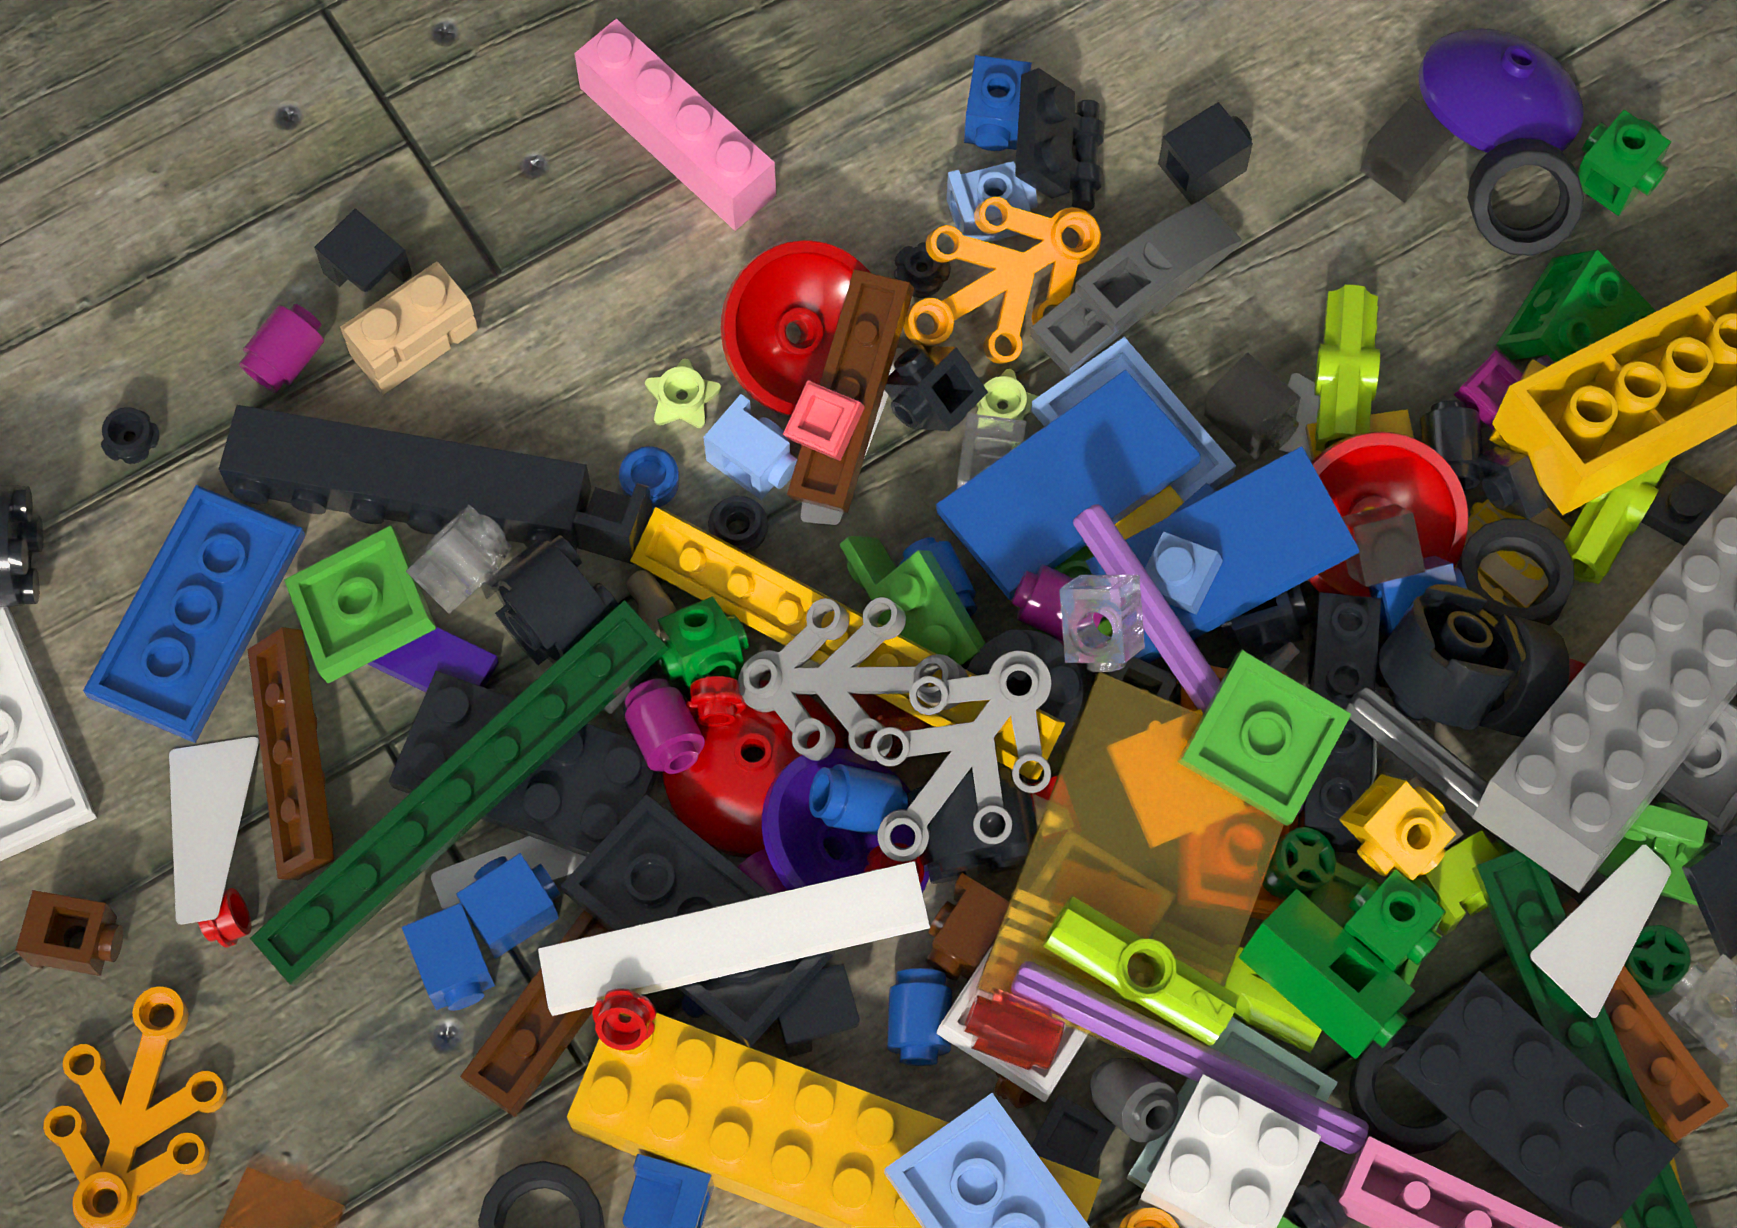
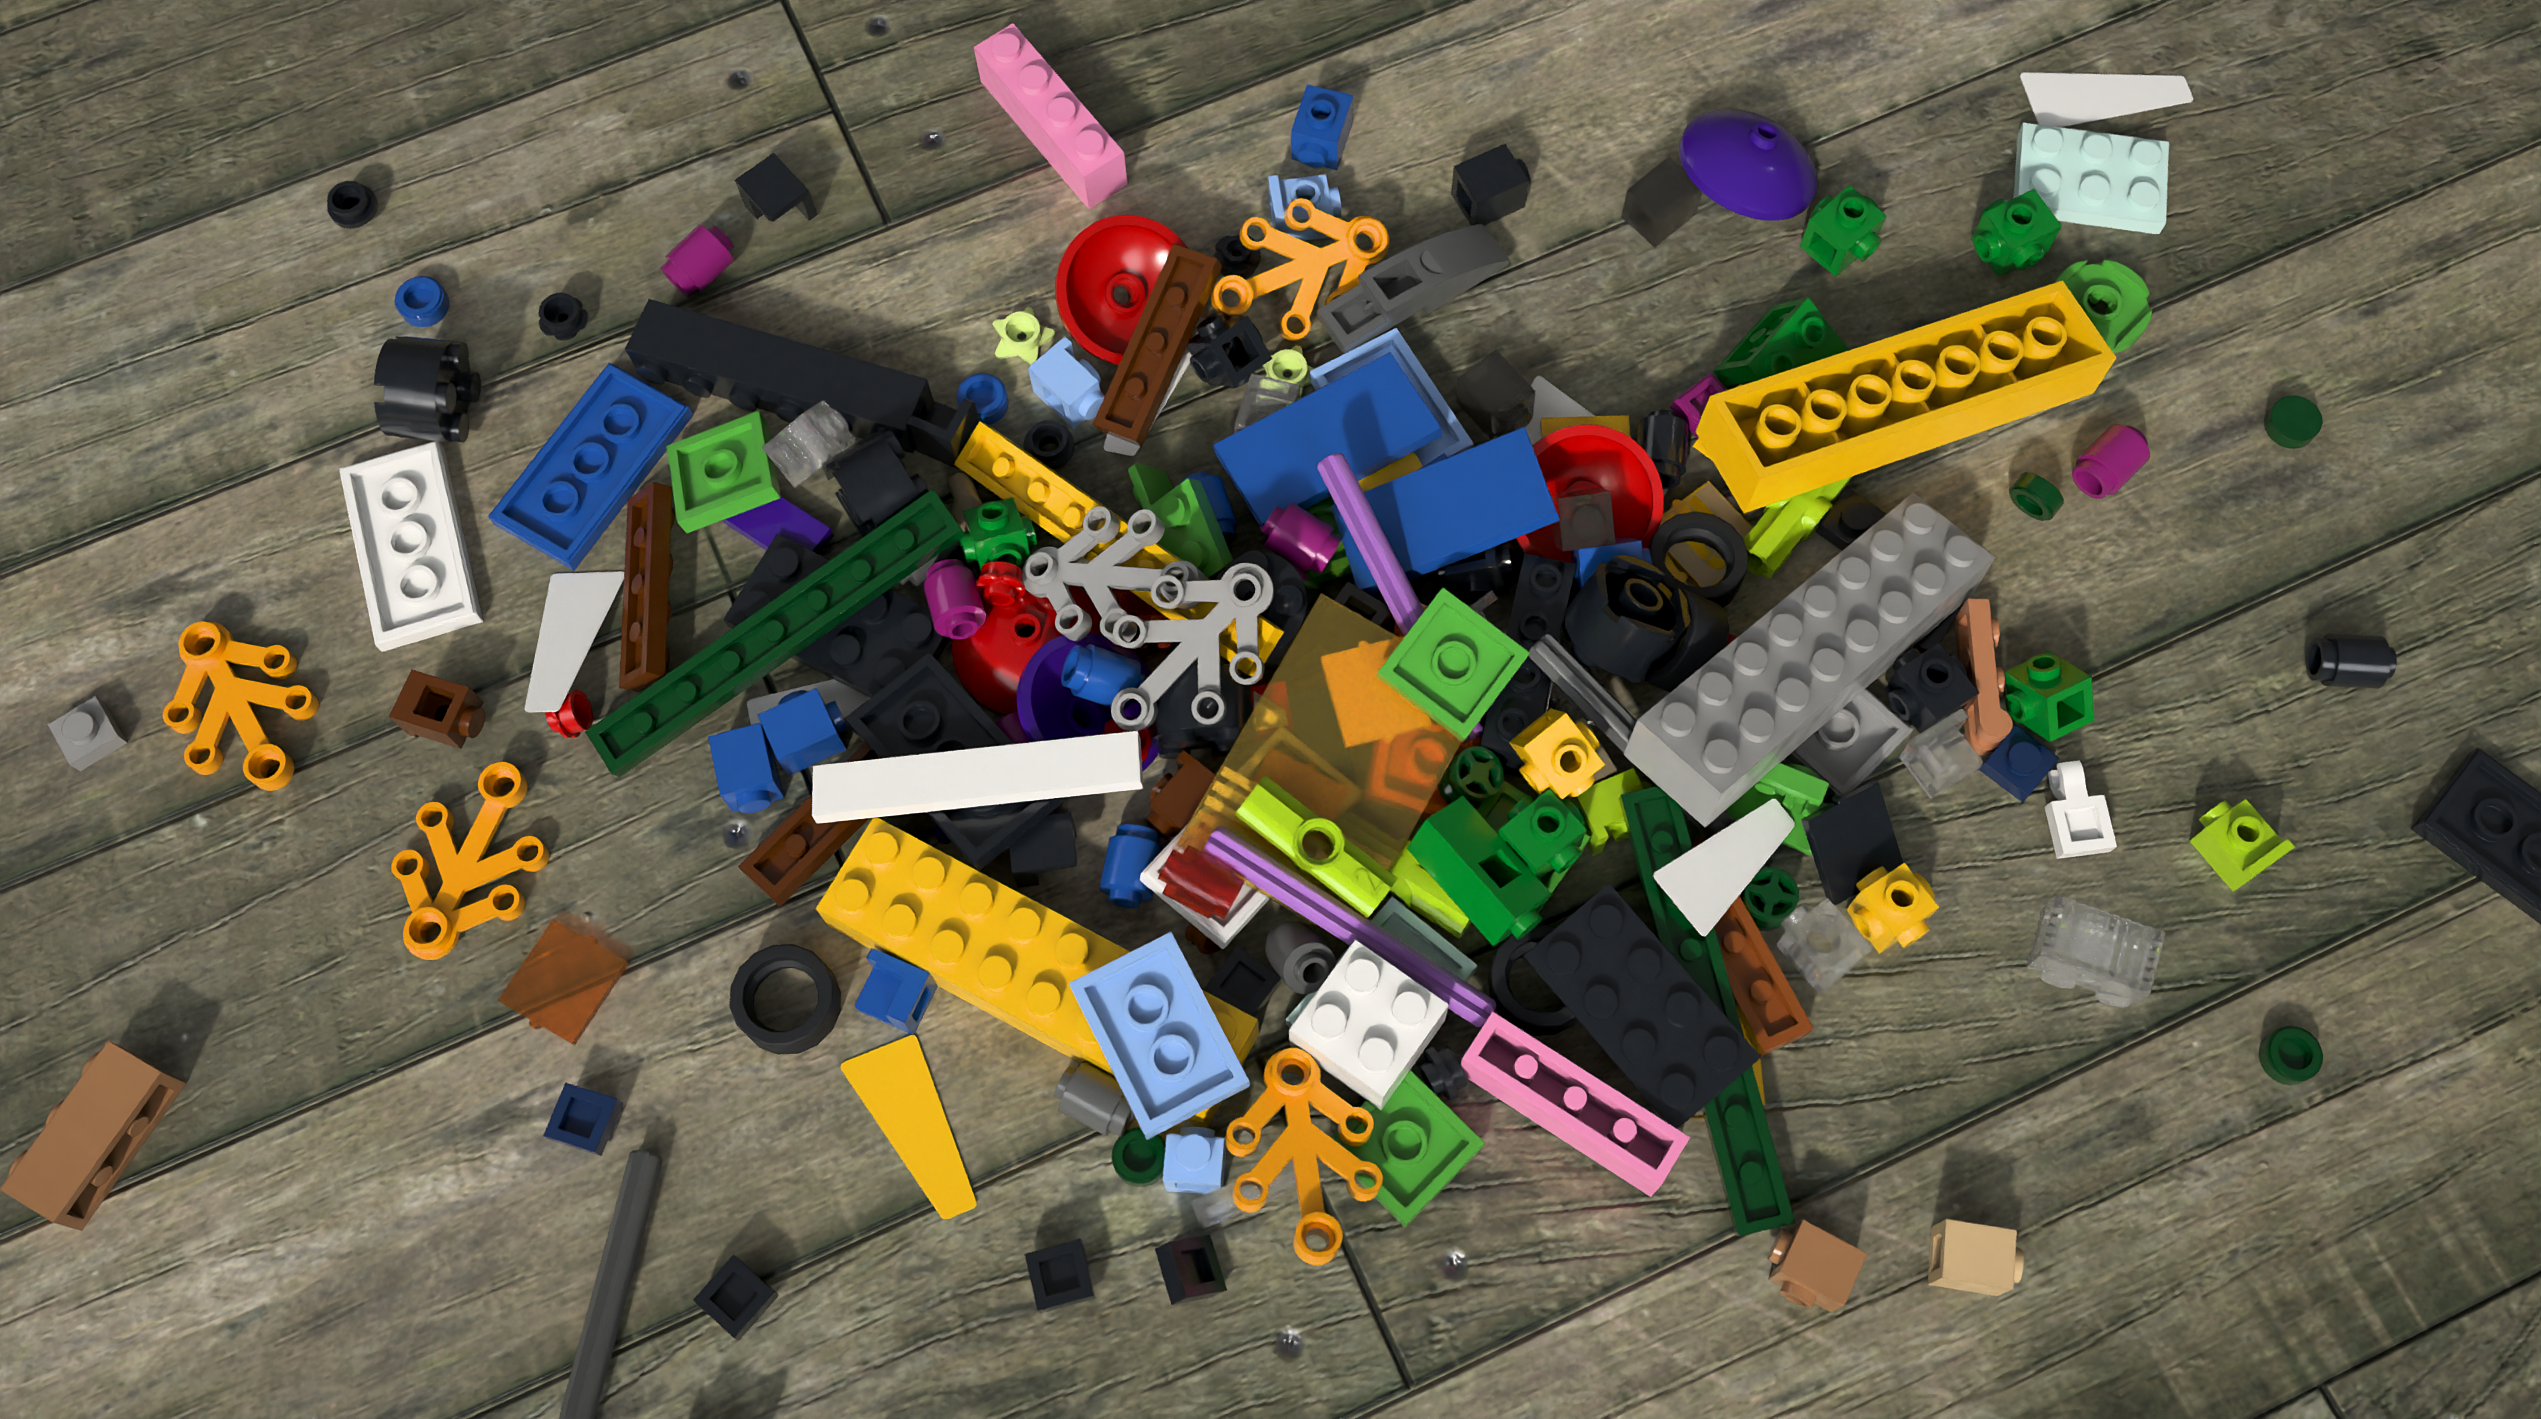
camera: 10 degrees right, 0 degrees up
(409, 328) = (803, 255): tan brick -> none
(622, 1031) = (866, 840): red plate -> none
(824, 420) = (1130, 365): coral tile -> none
(1046, 138) = (1356, 155): black plate -> none
(1120, 602) = (1348, 541): clear brick -> none
(1183, 571) = (1408, 520): medium blue plate -> none
(1346, 365) = (1581, 369): lime piece -> none
(1511, 482) = (1705, 483): black plate -> none
(1538, 237) = (1774, 281): black tyre -> none

